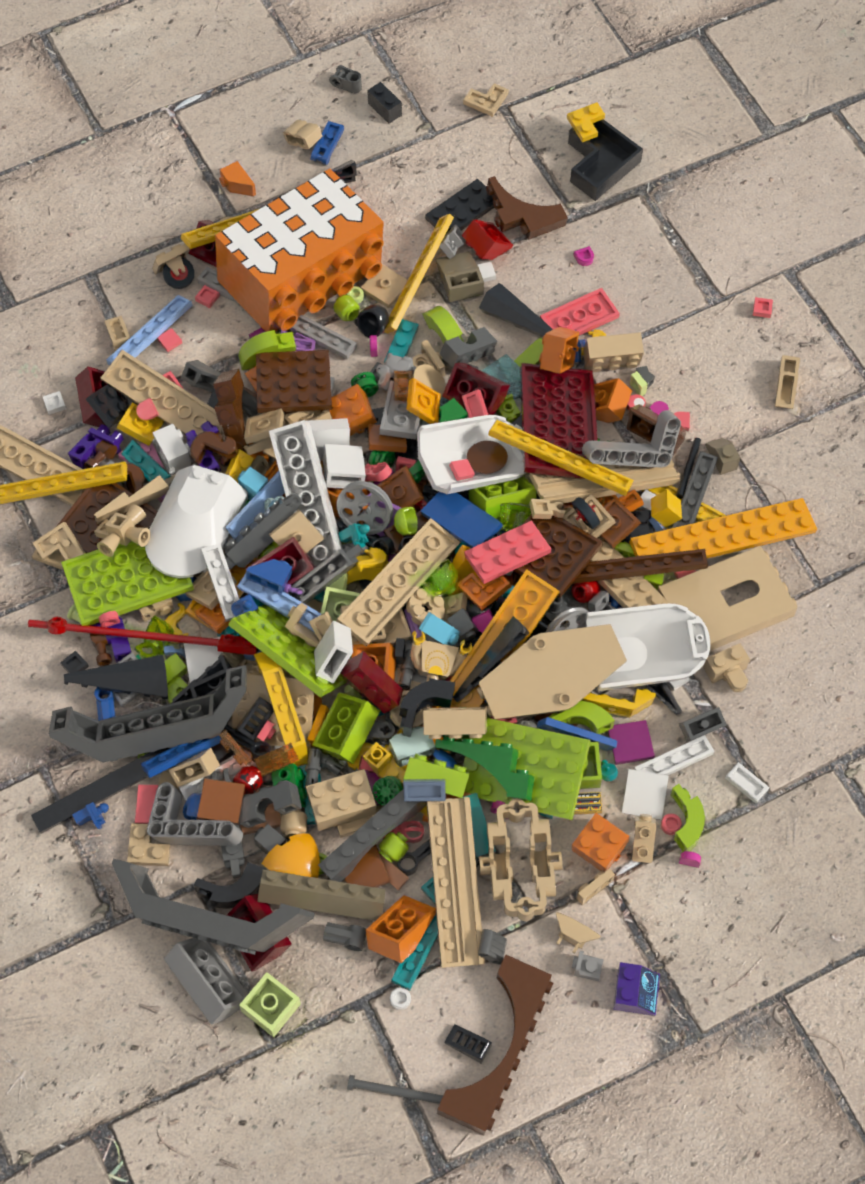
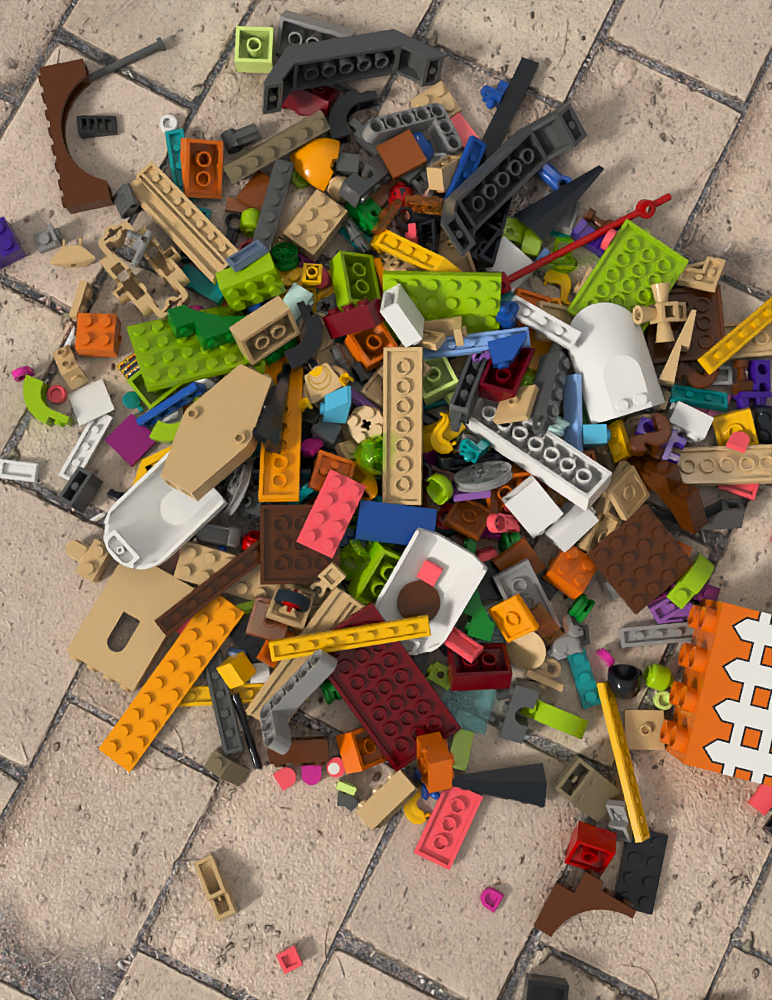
camera: 140 degrees right, 20 degrees up
(74, 663) = (608, 196): black plate -> none
(487, 271) = (567, 811): white tile -> none
(510, 876) = (139, 245): none -> light grey hose

